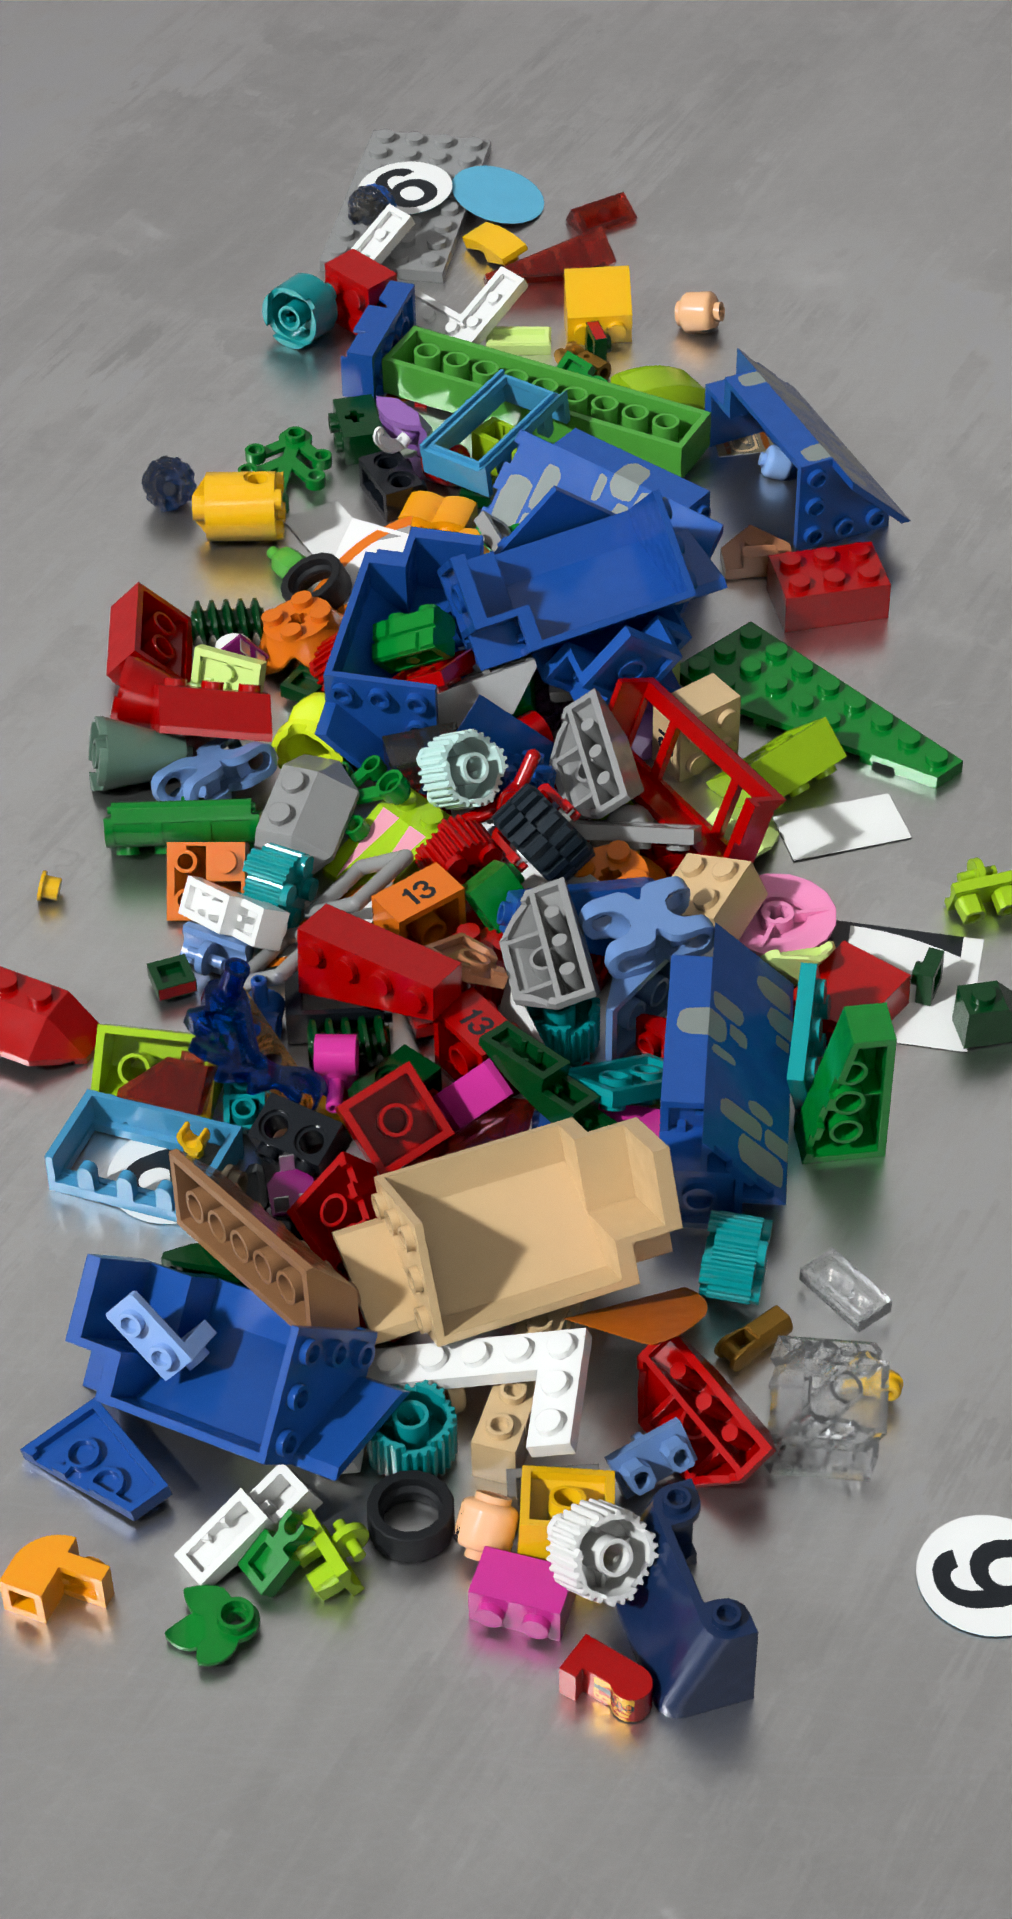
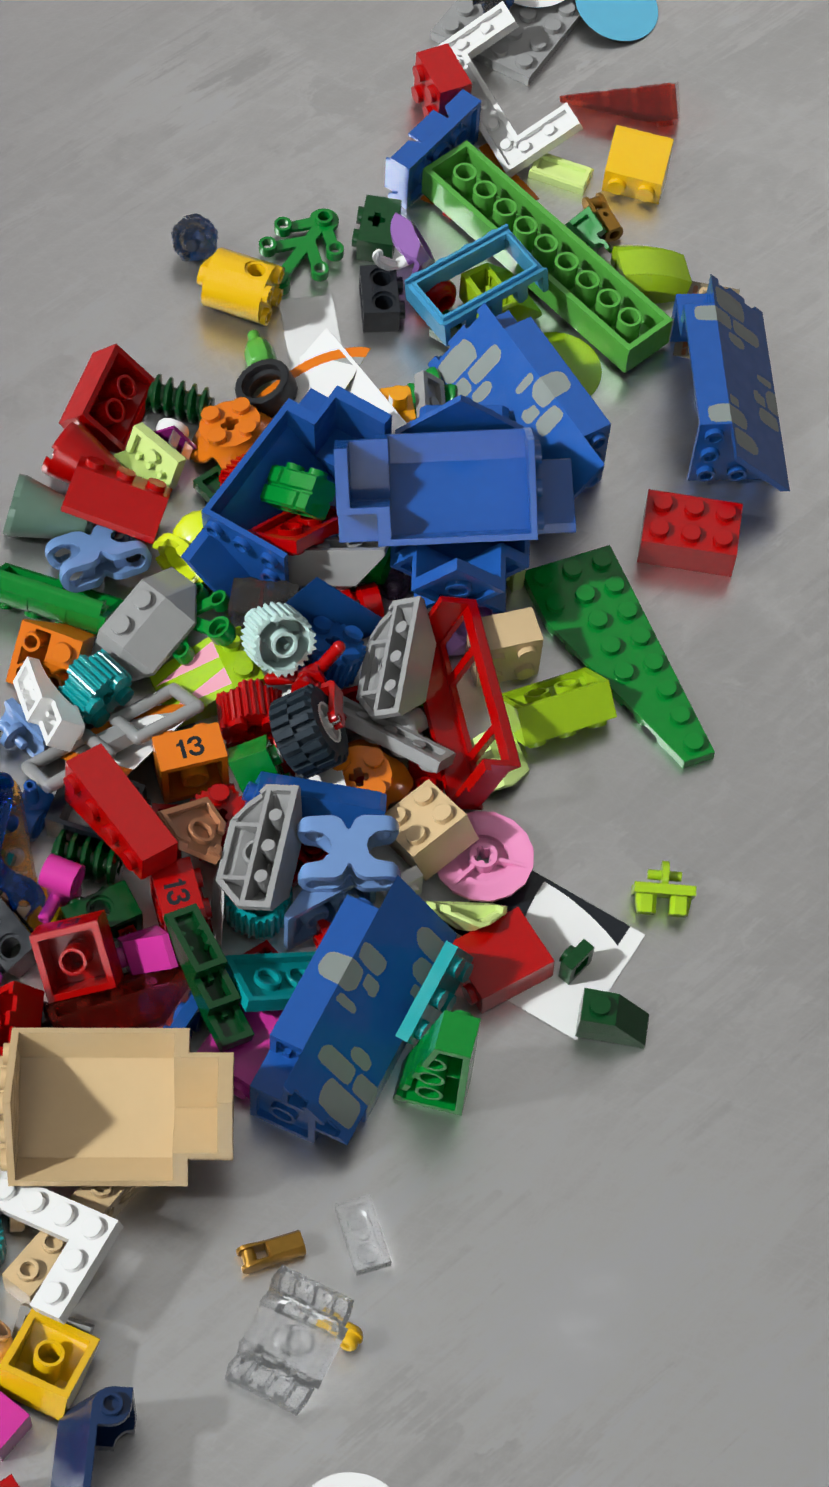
camera: 15 degrees right, 15 degrees up
(300, 310) = (385, 86): teal brick -> none
(440, 513) = (400, 349): light orange brick -> none
(496, 243) = (588, 60): yellow slope -> none
(597, 340) = (623, 201): dark green plate -> none
(600, 1551) = (40, 1419): white brick -> none
(604, 212) = (697, 56): clear red slope -> none
(649, 1318) = (187, 1216): orange sticker -> none
(651, 1458) = (135, 1335): medium blue hips -> none
(699, 312) = (725, 196): light nougat head -> none
(719, 1424) = (192, 1311): red wedge -> none
(735, 1257) = (284, 1179): teal brick -> none
(748, 553) = (648, 469): nougat plate -> none
(841, 826) = (585, 779): white sticker -> none

